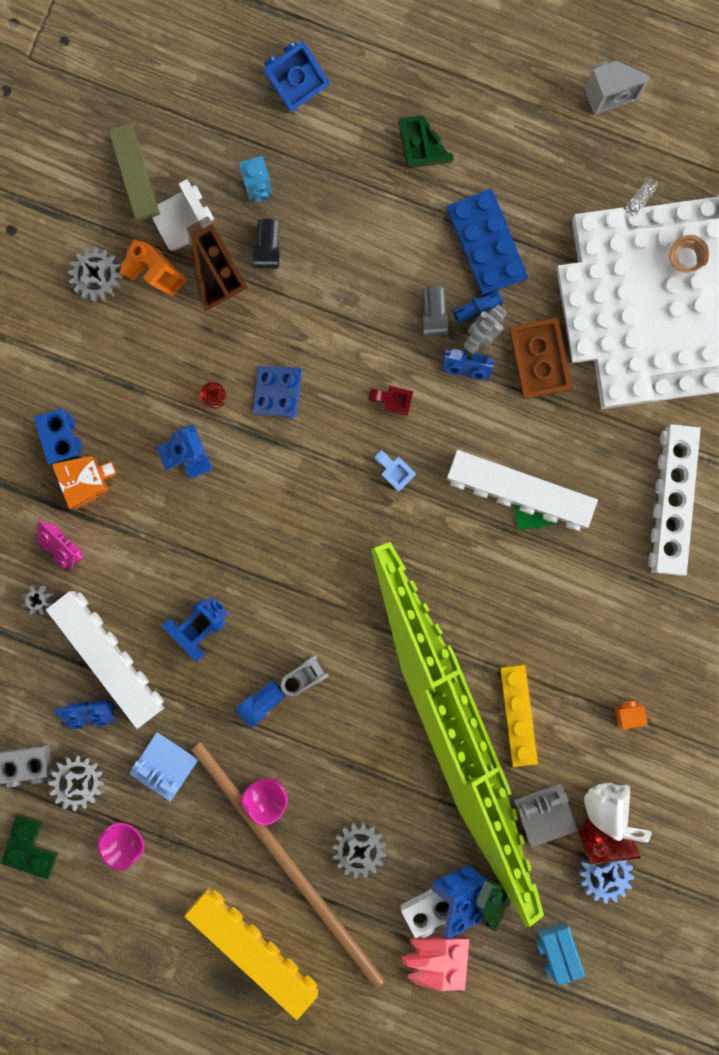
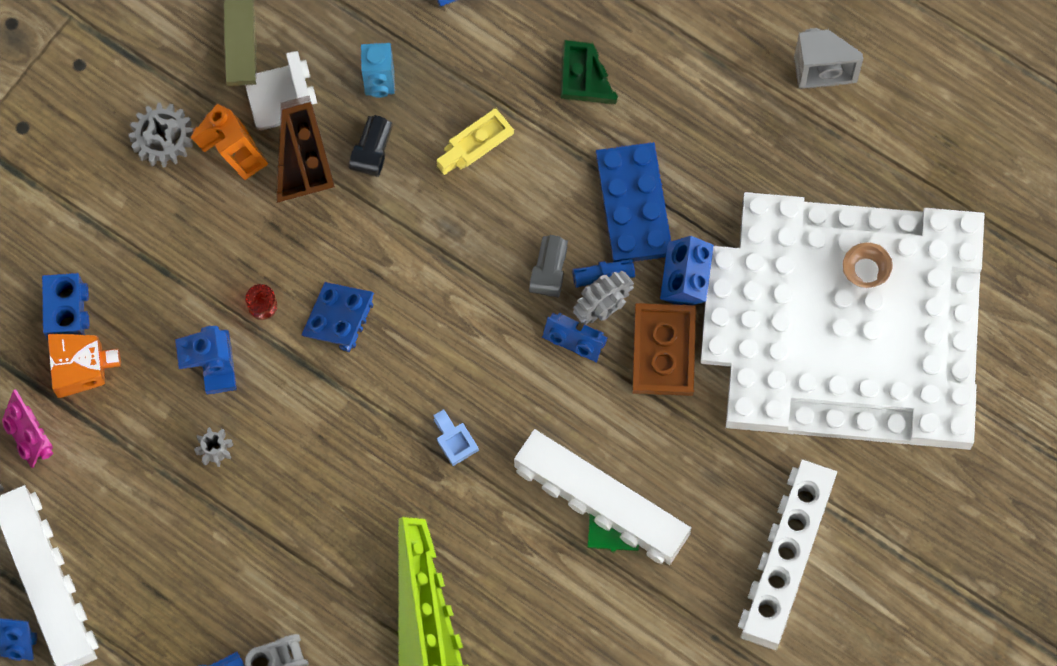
camera: 20 degrees right, 15 degrees down
(188, 636) = (149, 575): blue tile -> none
(206, 516) = (212, 438): none -> light grey gear
(349, 221) = (475, 141): none -> light yellow hinge
(396, 400) = (476, 357): dark red plate -> none
(544, 291) = (687, 271): none -> blue brick
(641, 197) = (830, 191): clear axle -> none

